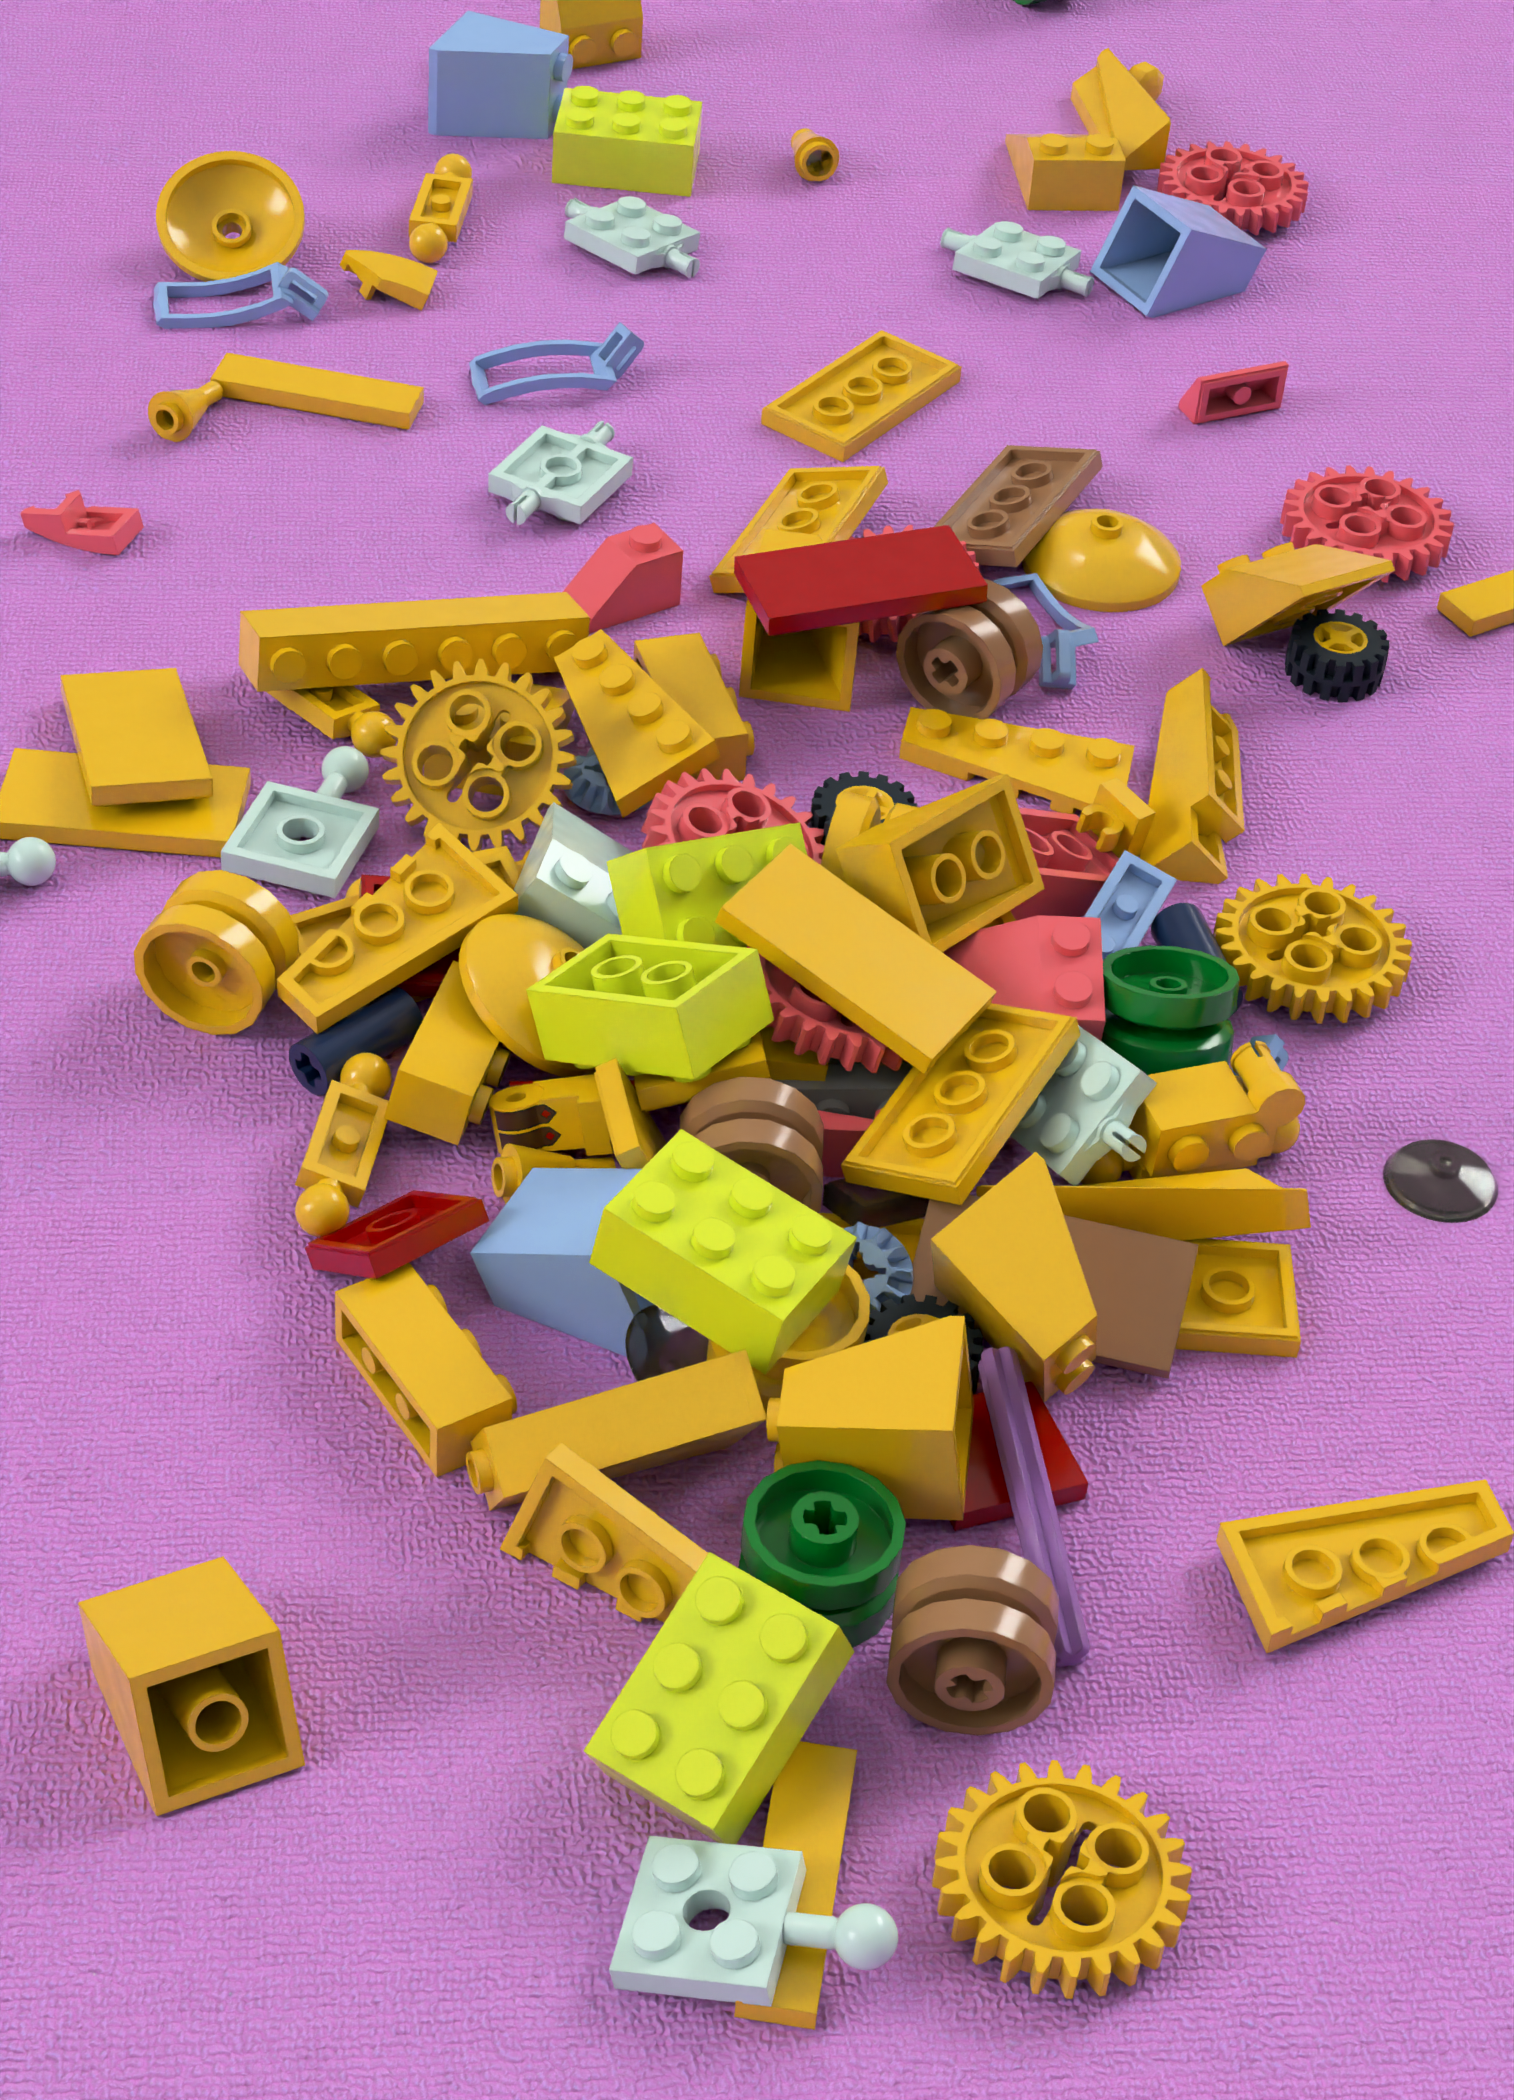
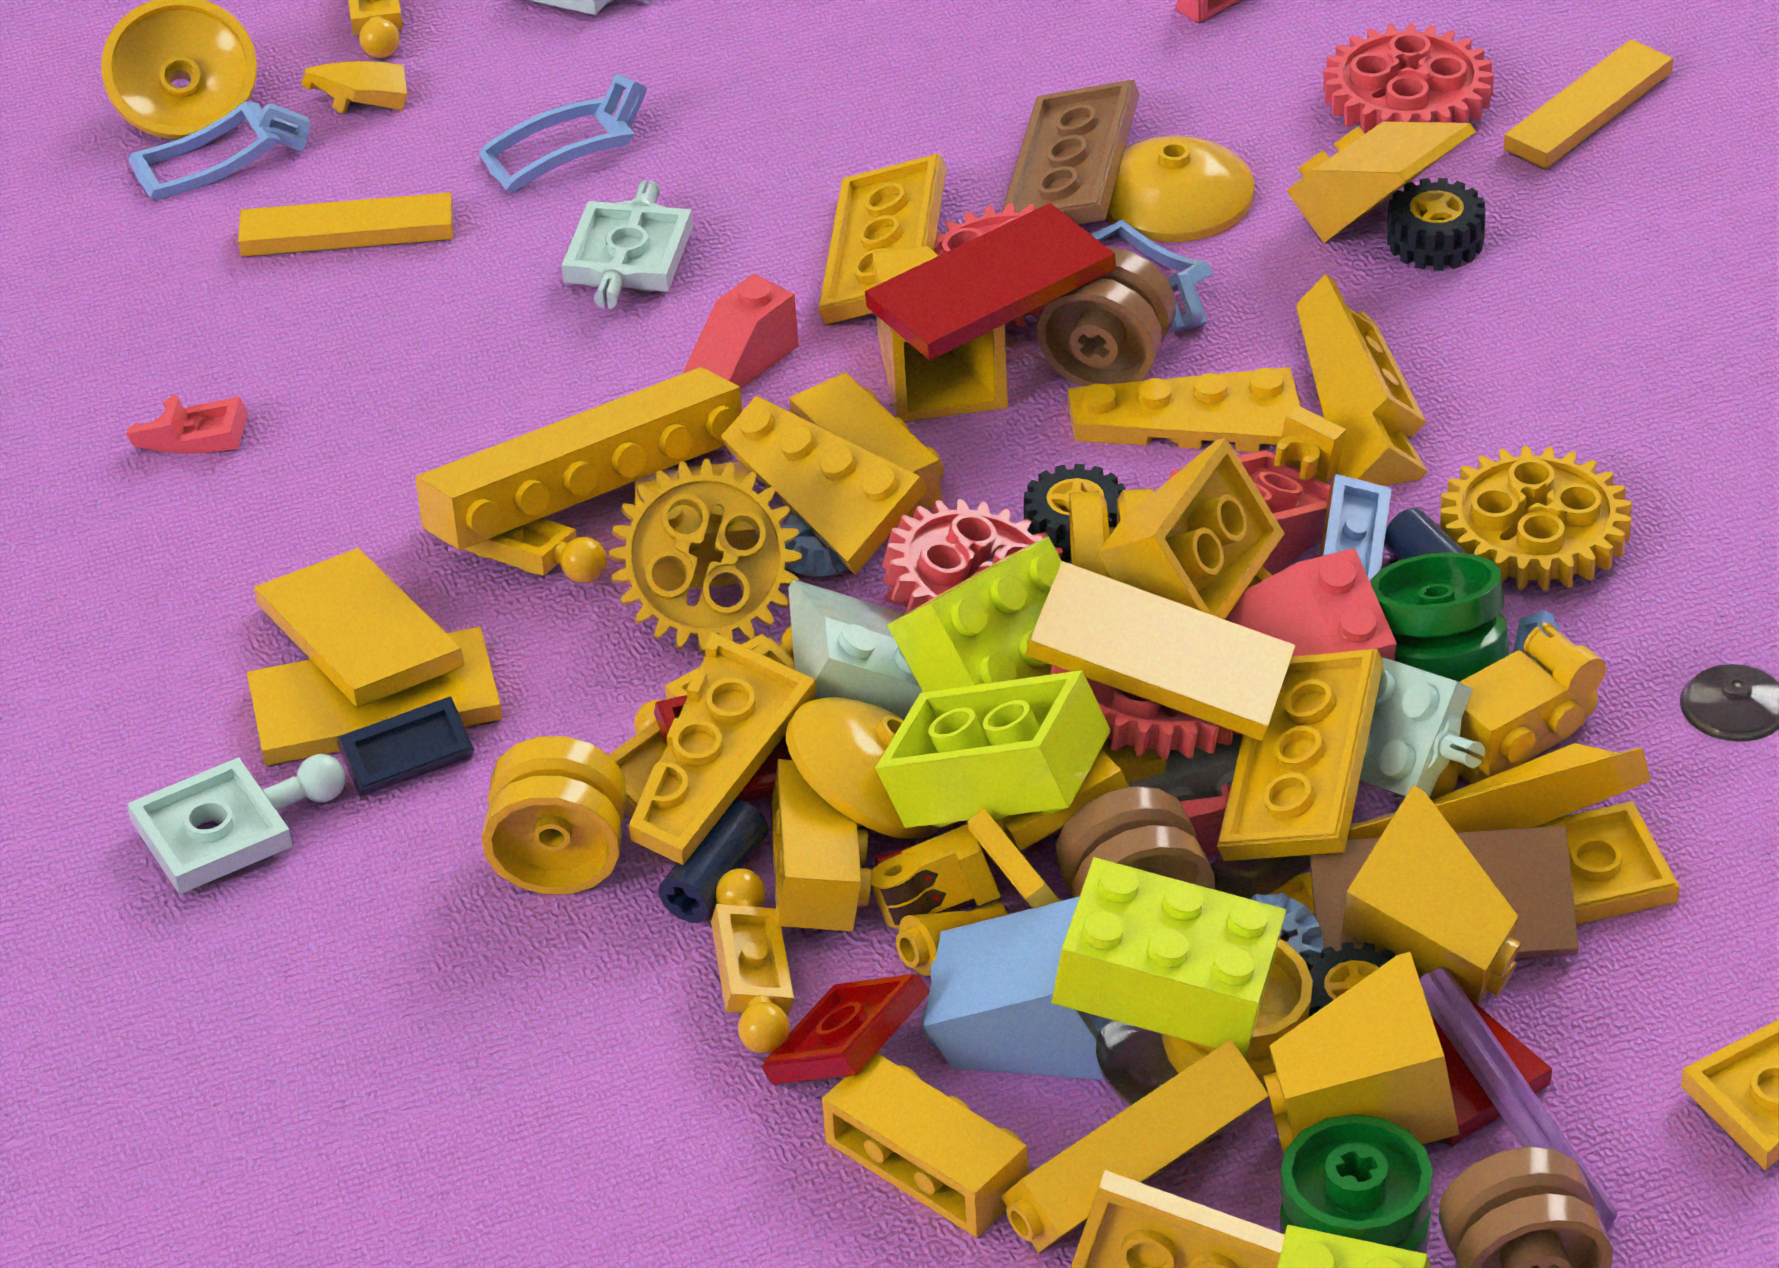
camera: 10 degrees left, 0 degrees up
(123, 854) = (405, 746): none -> dark blue tile
(178, 411) = (225, 286): yellow cone -> none
(268, 835) = (537, 661): light aqua plate -> none
(861, 395) = (872, 82): yellow tile -> none

